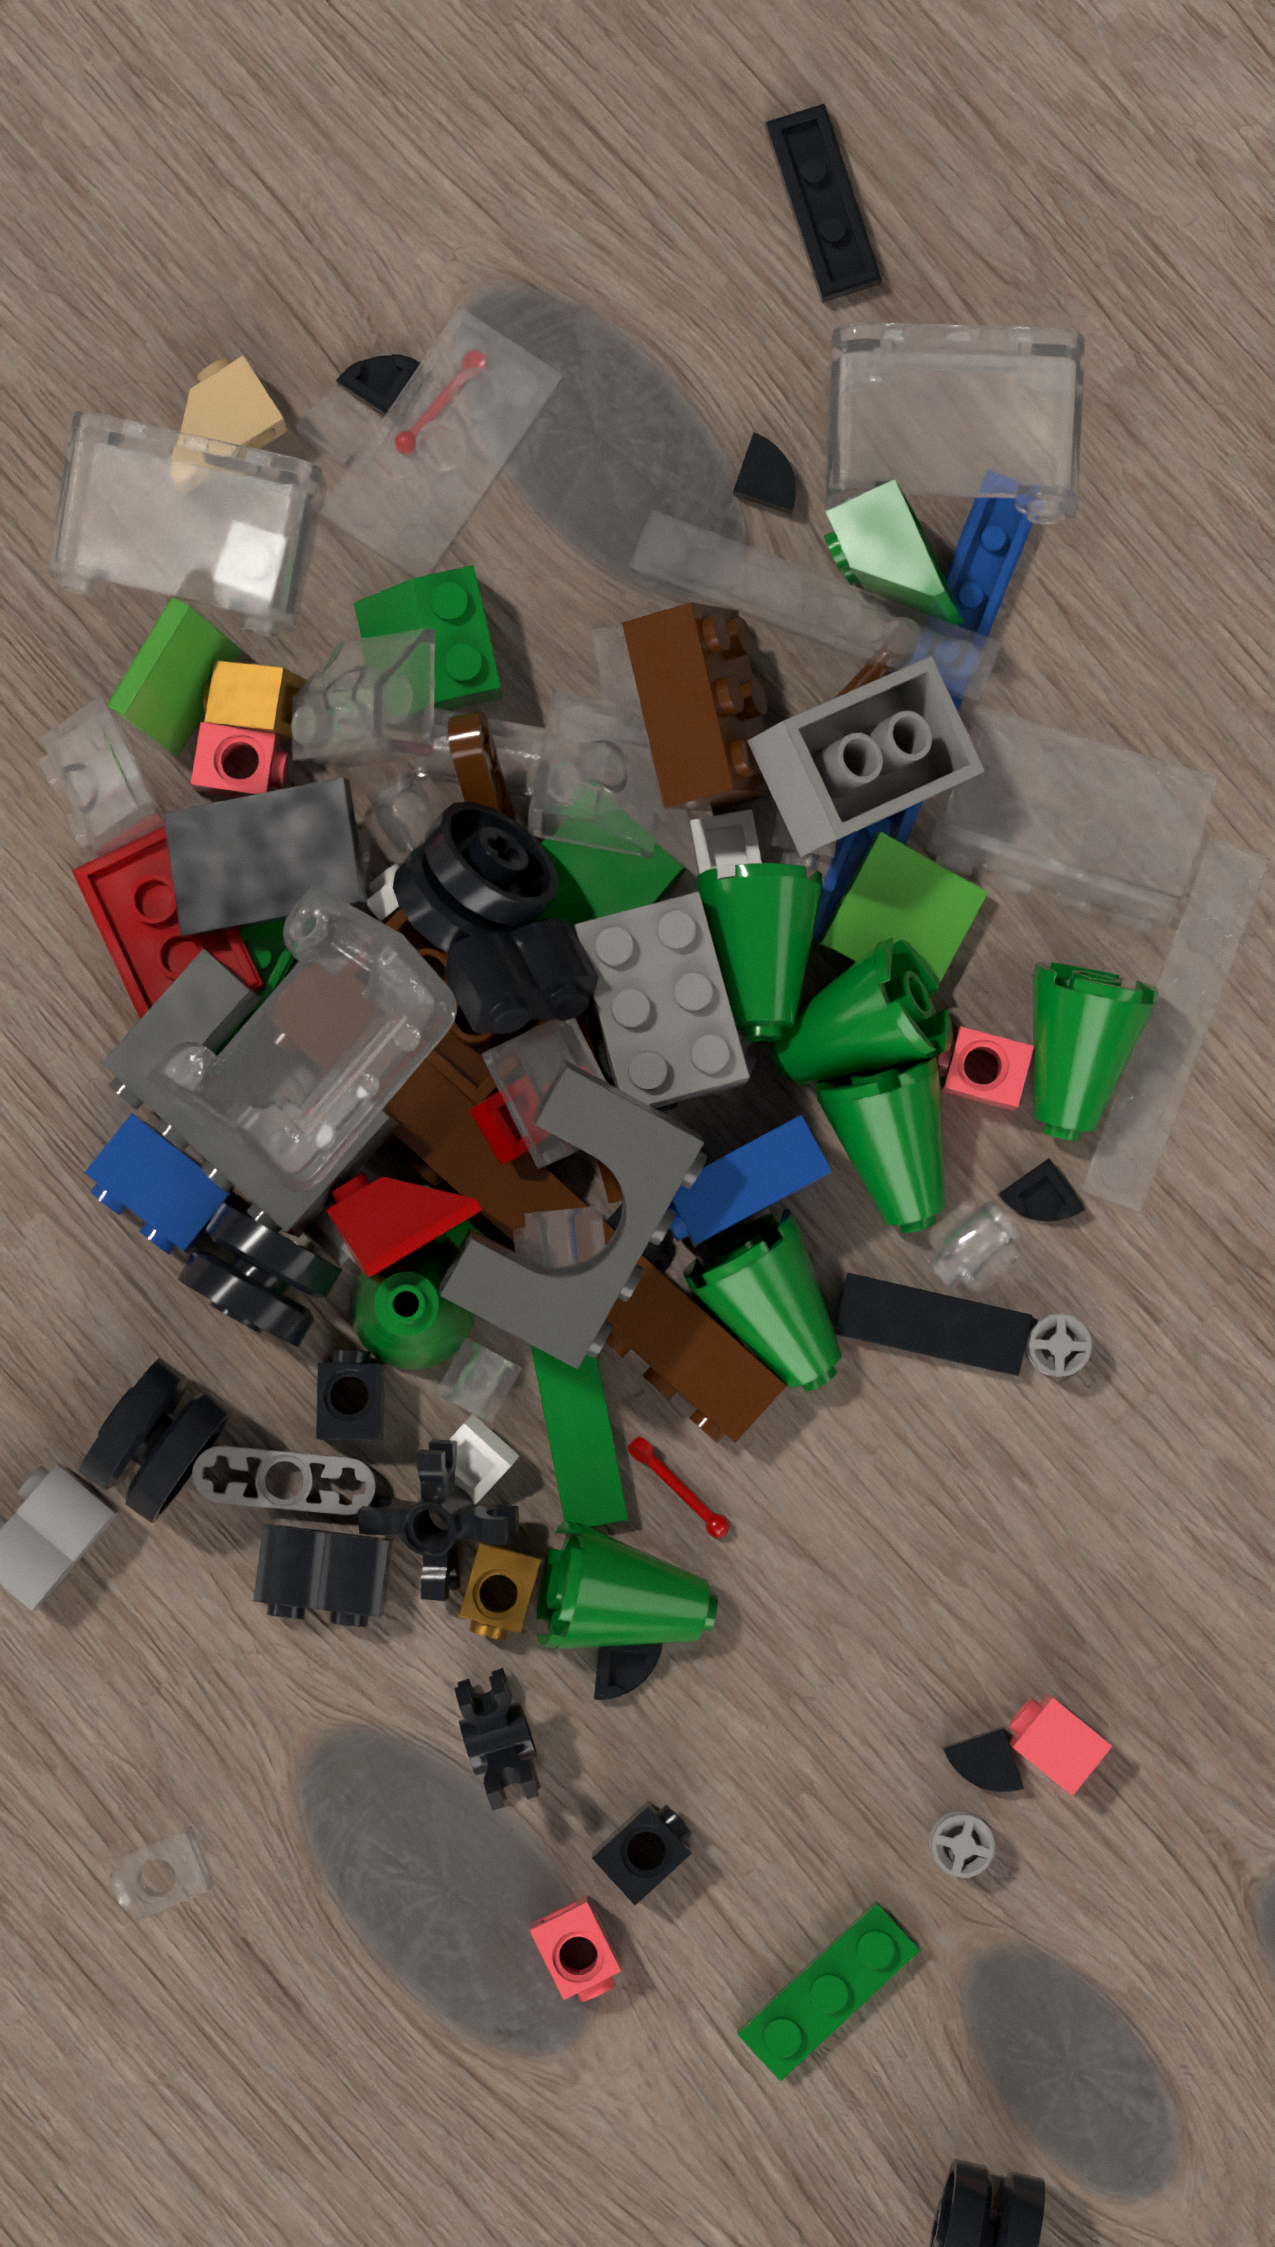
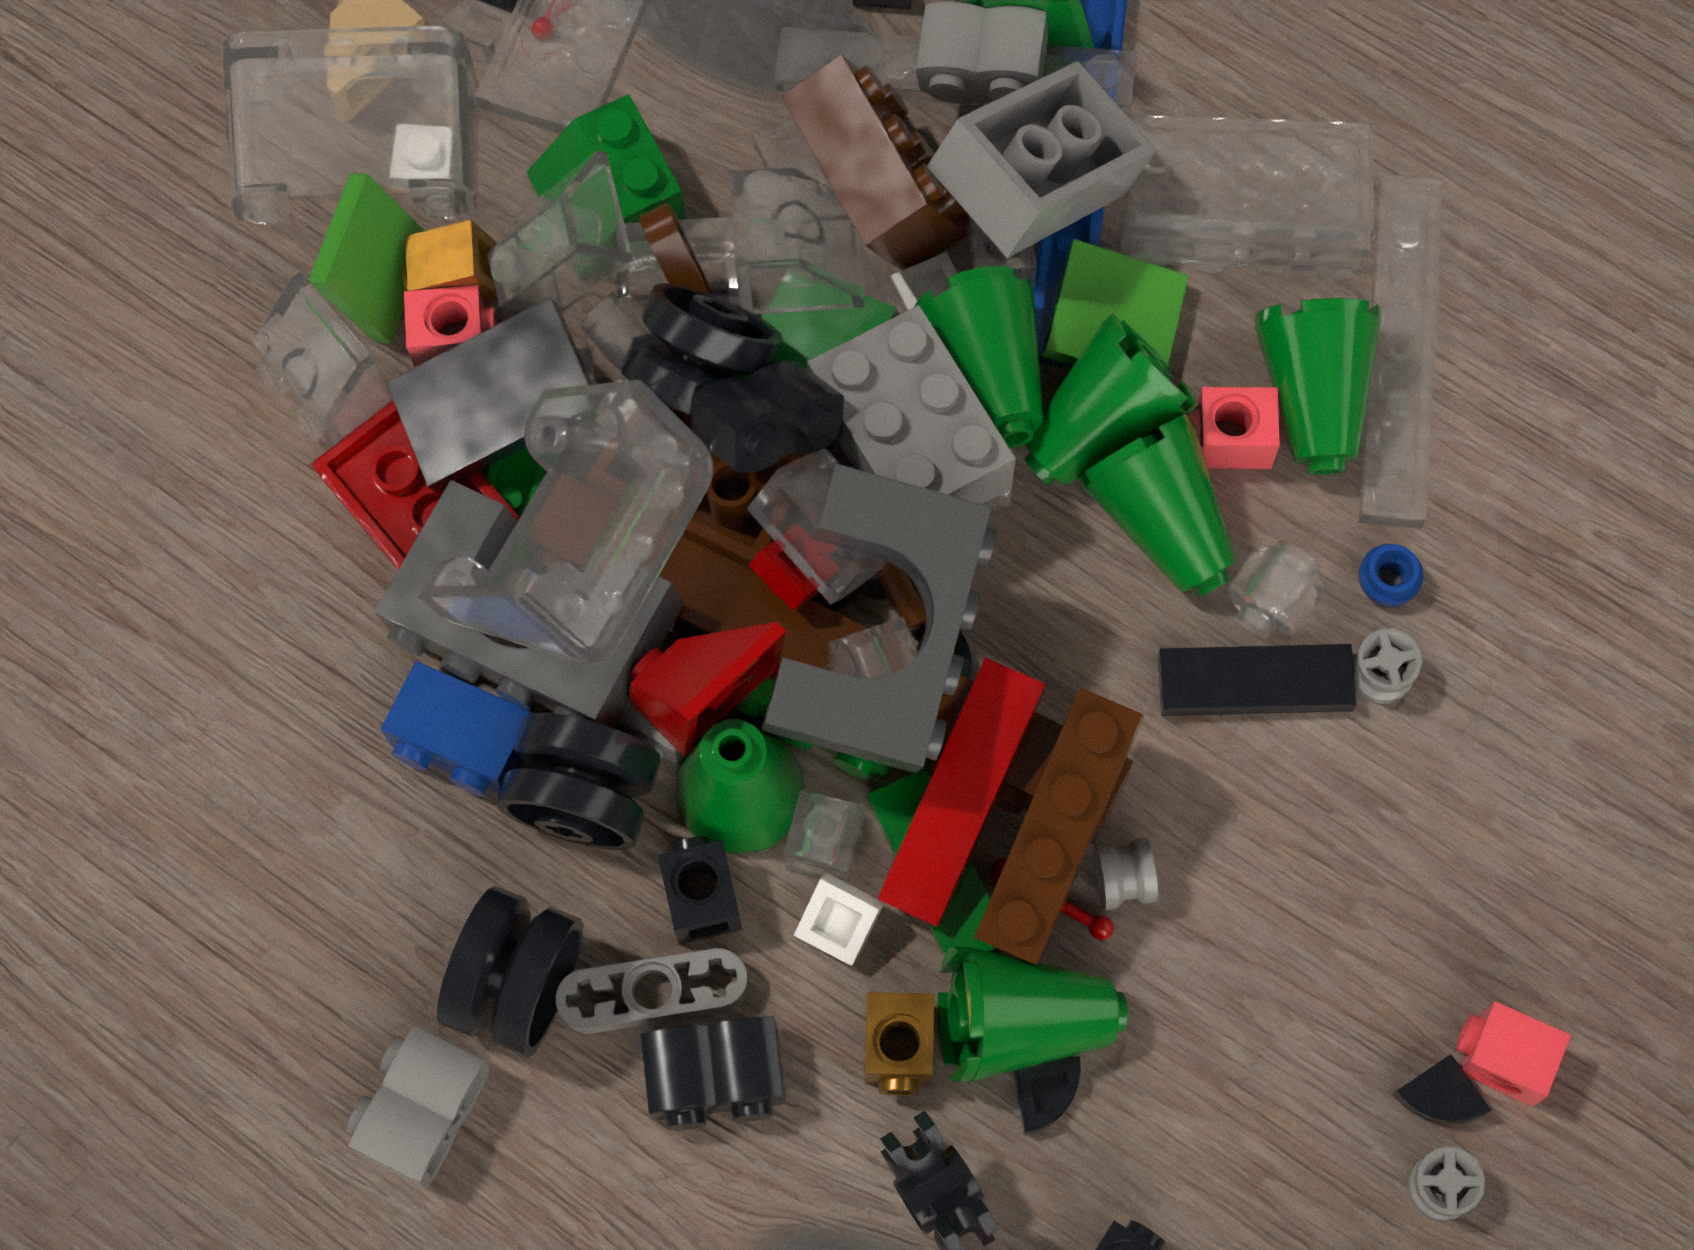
camera: 10 degrees left, 15 degrees down
(437, 1546) = (806, 935): black pin -> none
(618, 1376) = (962, 792): none -> red tile
(696, 1438) = (1059, 826): none -> reddish brown brick
(748, 1182) = (1041, 576): blue brick -> none
(752, 1485) = (1125, 873): none -> light grey wheel
(771, 1299) = (1097, 658): green cone -> none
(840, 616) = (980, 50): none -> light grey brick
(1042, 1195) = (1327, 534): black tile -> none
(1112, 1247) = (1397, 559): none -> blue plate

